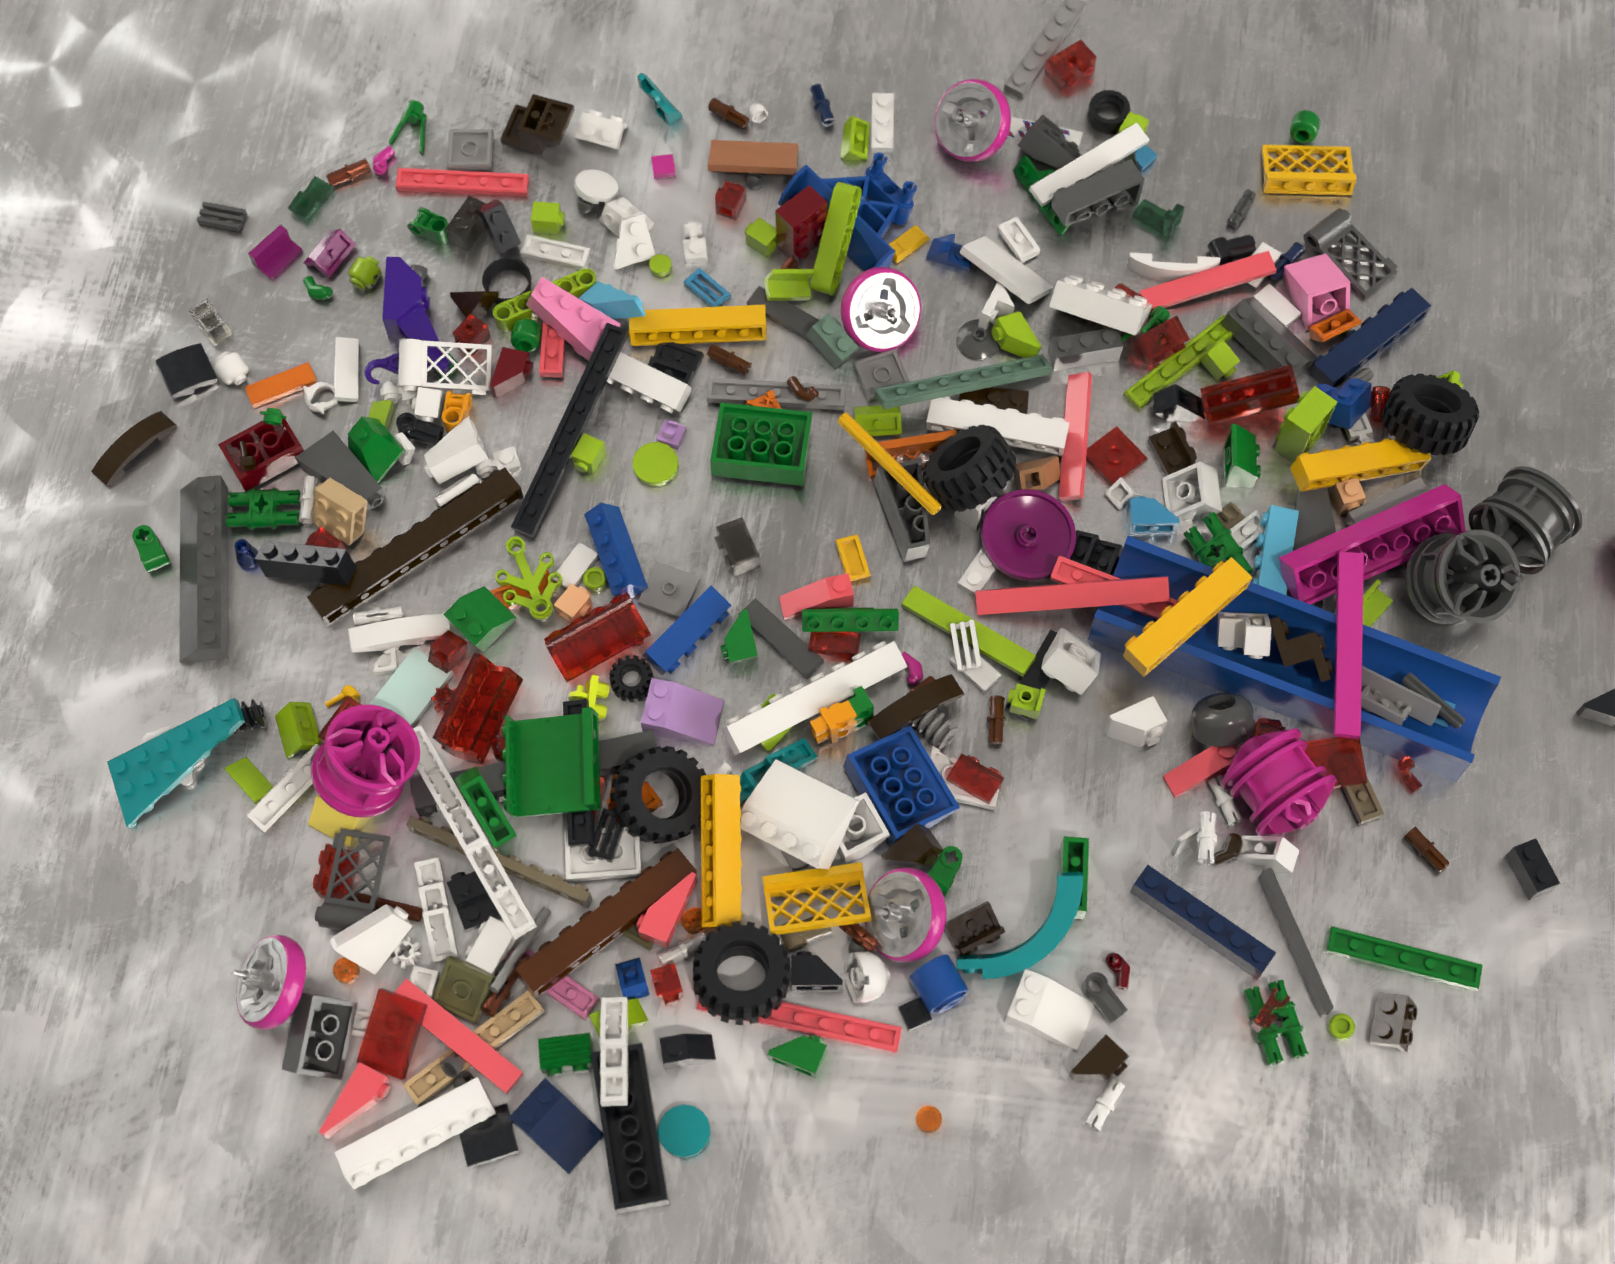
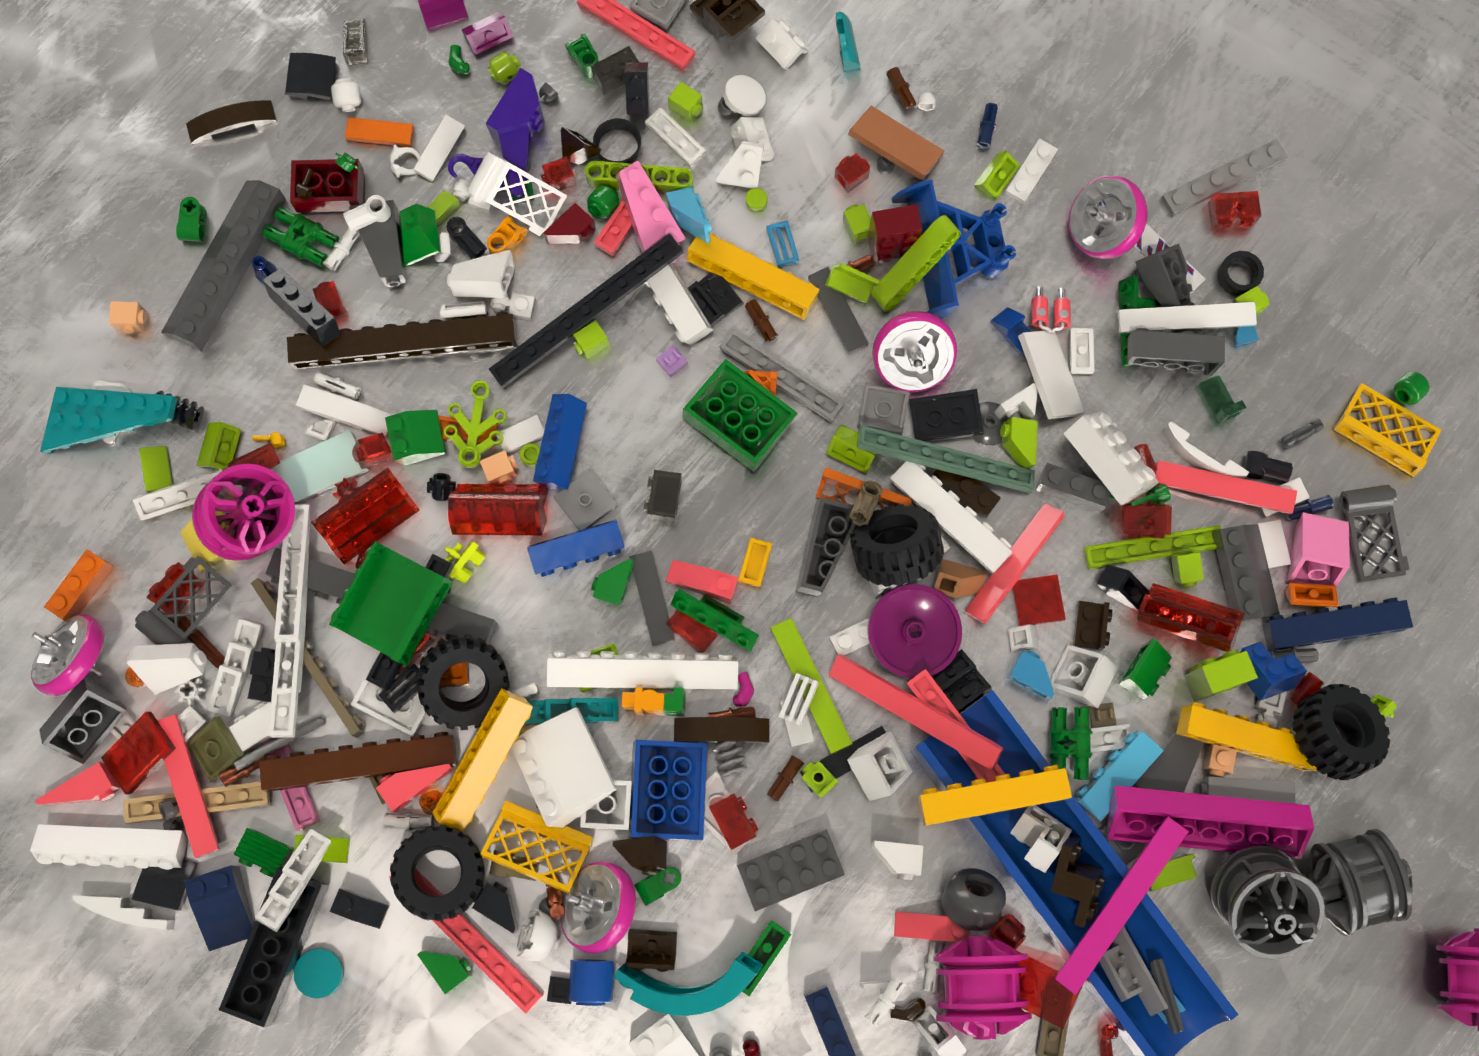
camera: 30 degrees right, 10 degrees up
(140, 663) = (127, 316): none -> light nougat brick
(240, 920) = (79, 586): none -> orange brick
(318, 452) = (366, 215): none -> white piece
(339, 511) = (355, 276): tan brick -> none
(427, 404) = (485, 219): white brick -> none
(456, 1187) = (117, 909): none -> white slope
(485, 807) = (317, 607): green brick -> none
(531, 648) = (440, 486): none -> black gear
(624, 666) = (501, 549): black tyre -> none
(632, 979) = (351, 822): blue slope -> none
(655, 464) = (642, 380): lime tile -> none
(663, 166) = (815, 107): dark pink tile -> none
(668, 984) = (377, 844): clear red brick -> none
(681, 713) = (529, 616): lavender slope -> none
(694, 247) = (796, 200): white plate -> none
(798, 390) = (800, 387): reddish brown arm -> none
(832, 340) = (857, 355): sand green brick -> none
(889, 463) = (831, 500): yellow axle -> none
(908, 243) = (981, 298): yellow tile -> none
(920, 449) = (866, 502): none -> dark tan piece
(940, 350) = (946, 416): none -> black tile
(965, 227) = (1062, 311): none -> coral piece
(1051, 791) = (790, 870): none -> dark grey brick

